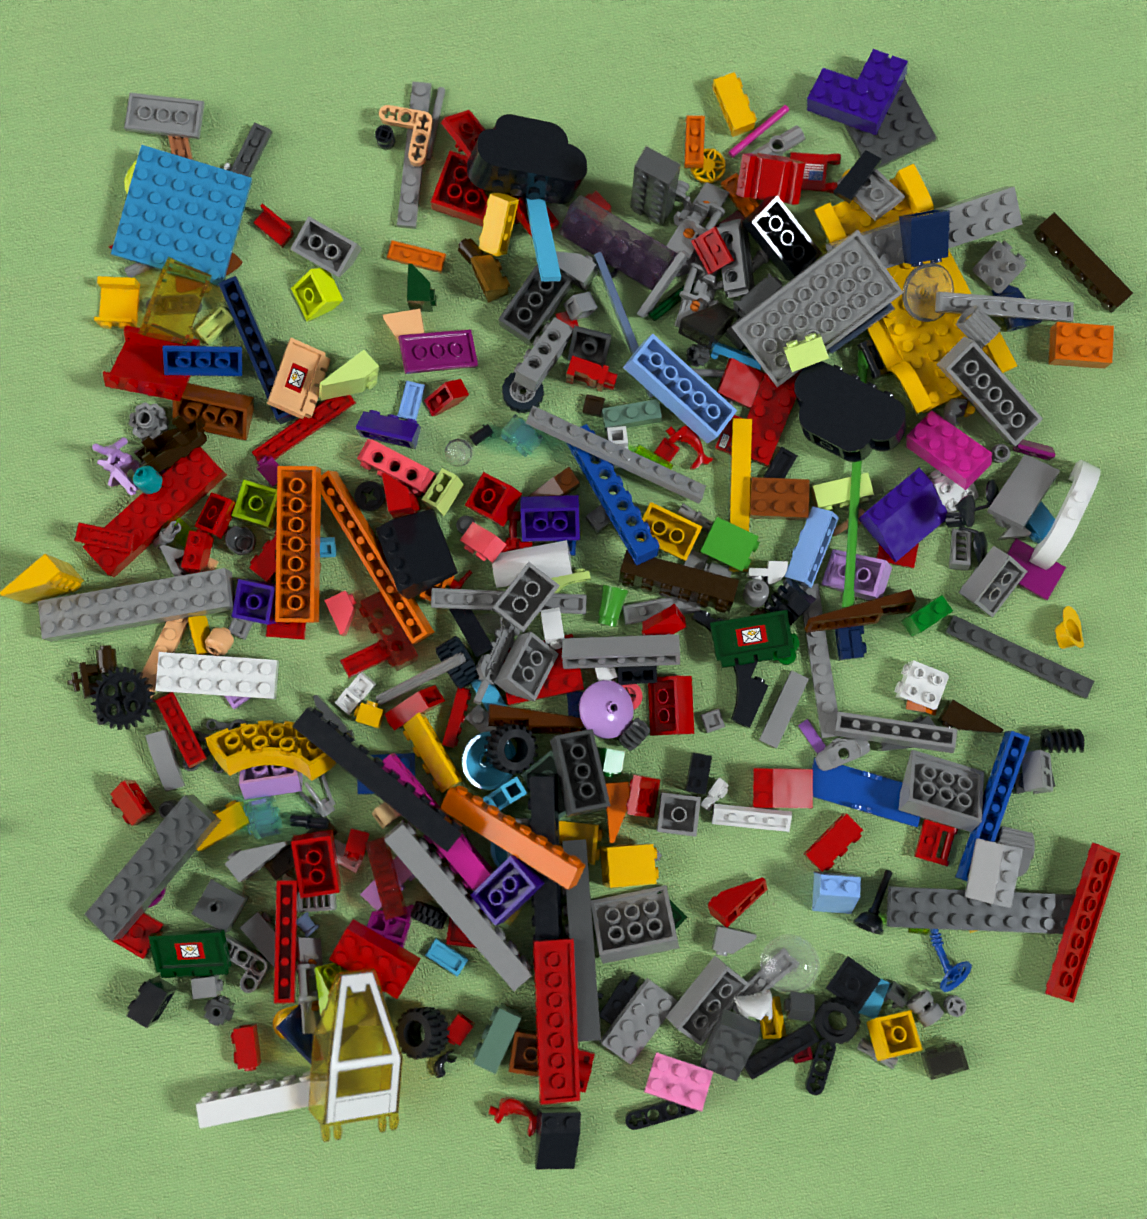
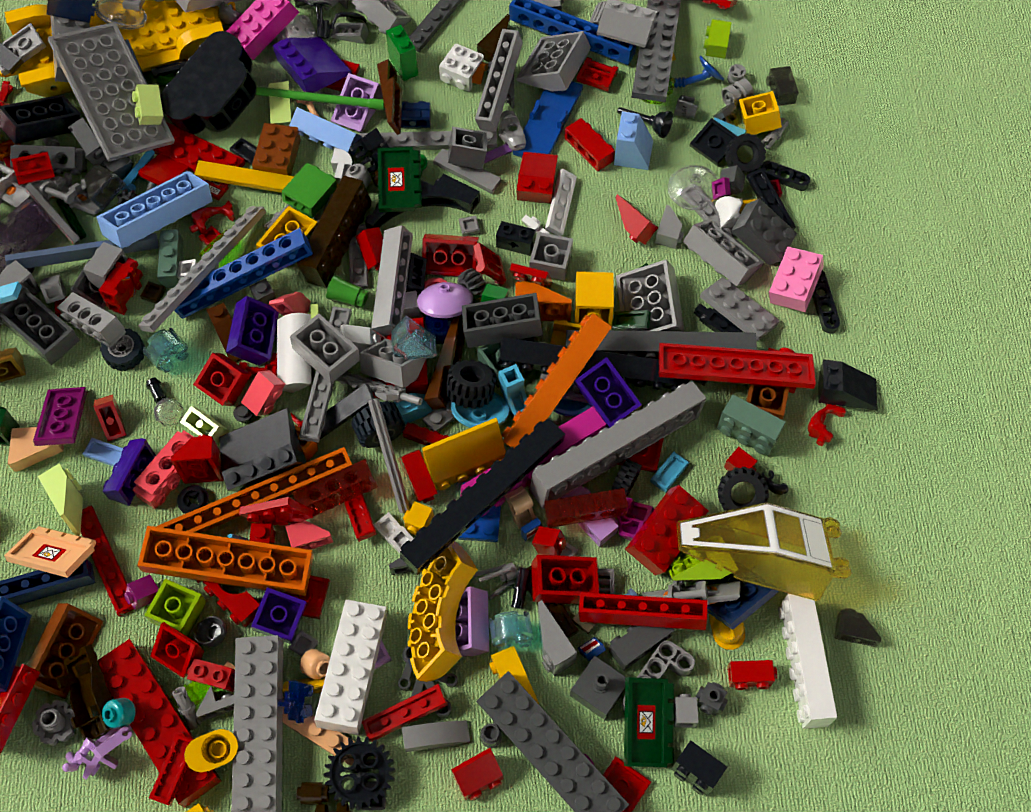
camera: 85 degrees left, 20 degrees down
(123, 567) = (211, 750): none -> yellow piece
(176, 630) = (294, 701): none -> clear blue hips
(257, 894) = (591, 648): none -> blue tile
(300, 1144) = (855, 628): none -> clear smoke slope
(336, 570) = (262, 533): none -> red brick
(351, 577) = (276, 512): none -> red plate
(370, 826) = (530, 529): none -> blue tile
(542, 685) = (412, 340): none -> clear light blue slope
(587, 551) = (291, 303): none -> coral slope
(606, 353) = (103, 263): none -> light grey slope
(610, 906) = (631, 320): none -> dark green tile
(665, 749) = (489, 264): none -> red plate
(782, 995) = (721, 188): none -> magenta plate
(804, 707) = (467, 148): none -> dark grey brick
(897, 947) = (686, 107): none -> dark grey piece
(1005, 981) = (718, 38): none -> lime brick

